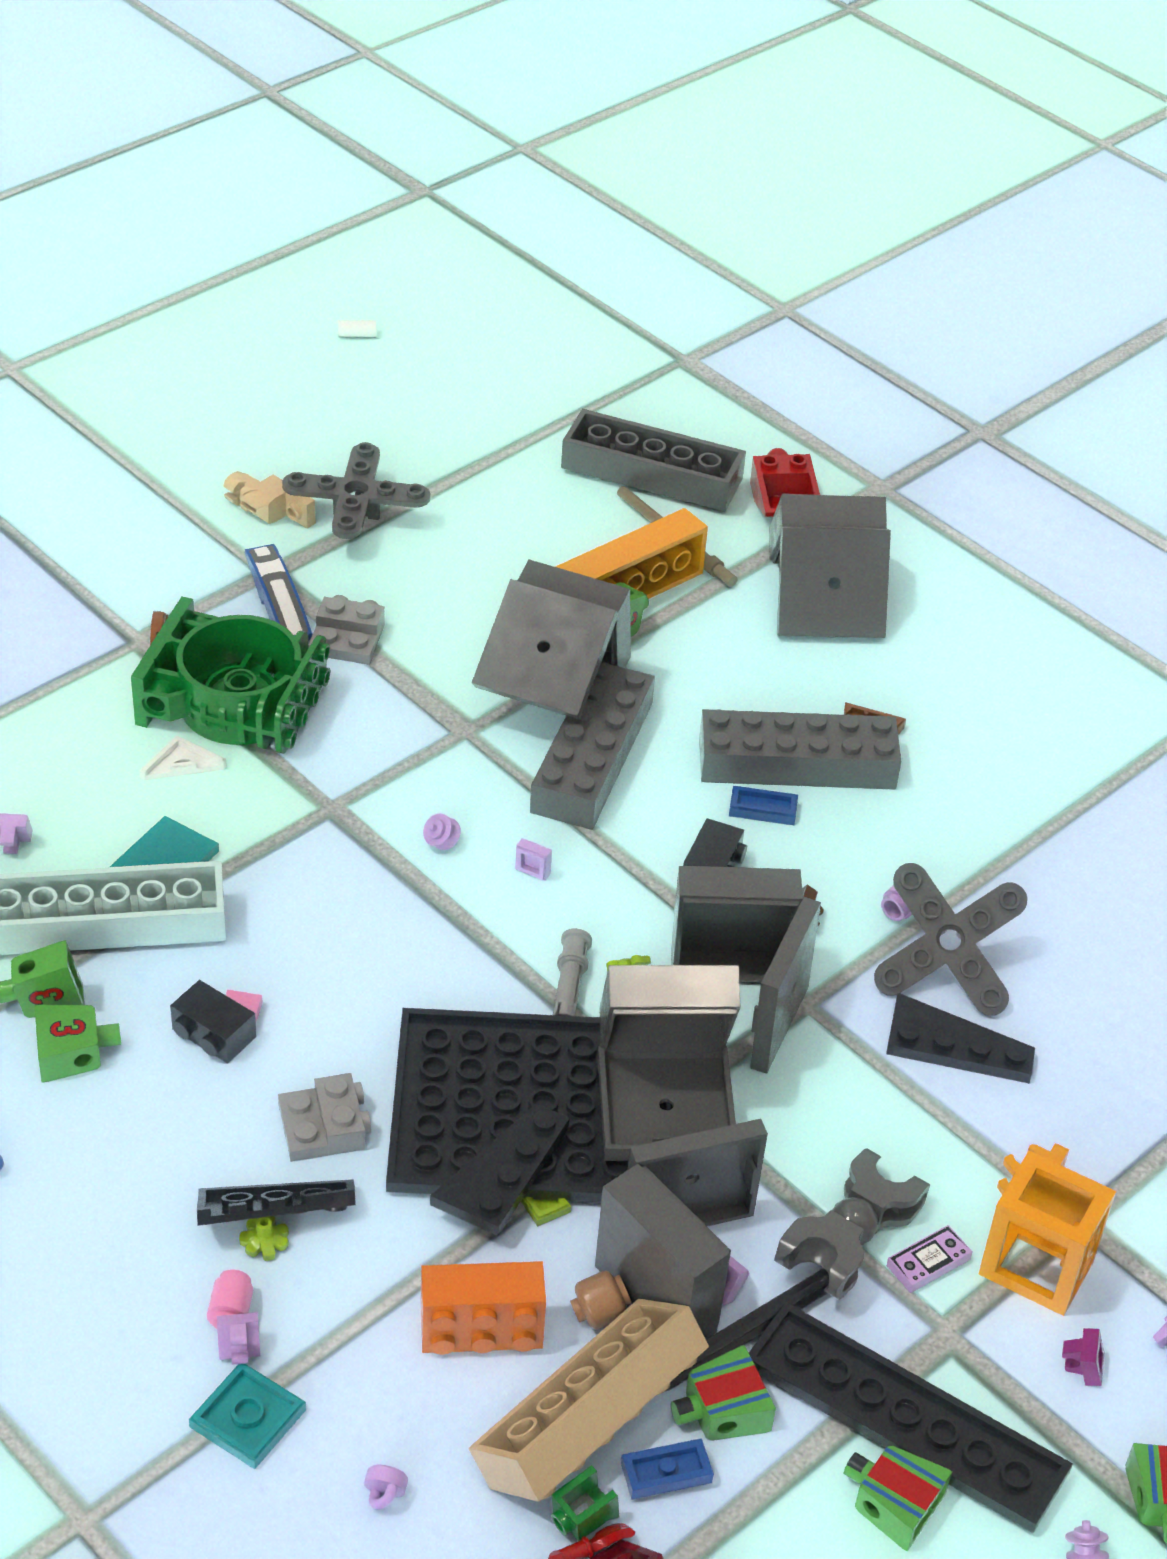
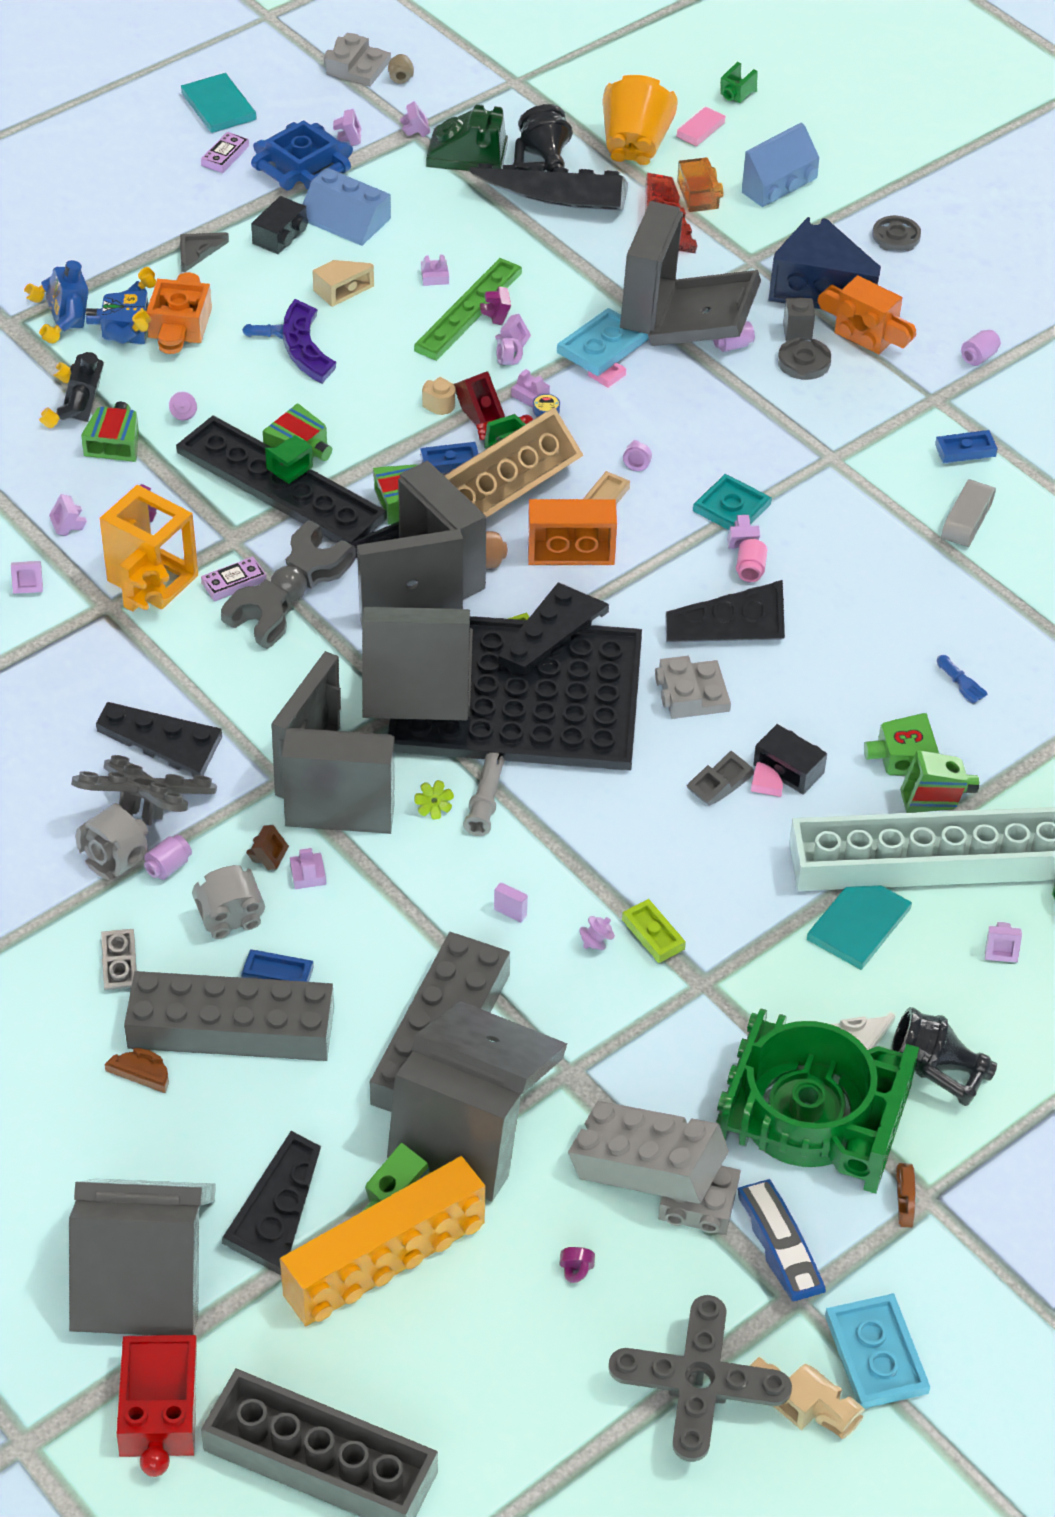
camera: 175 degrees left, 5 degrees up
(112, 724) = (940, 1052): none -> black piece
(205, 529) = (877, 1351): none -> medium azure plate
(302, 1006) = (721, 780): none -> dark grey slope
(382, 839) = (653, 930): none -> lime plate
(394, 625) = (649, 1151): none -> light grey piece
(435, 1421) = (609, 487): none -> tan tile
(456, 581) = (576, 1259): none -> magenta tile
(712, 564) = (272, 1294): dark tan bar -> none
(717, 846) = (339, 900): black brick -> none
(721, 618) = (273, 1210): none -> black wing
(827, 838) = (229, 901): none -> light grey brick
(898, 1413) = (290, 459): none -> green window
(922, 809) = (118, 958): none -> light grey slope
(965, 880) = (112, 841): none -> light grey brick

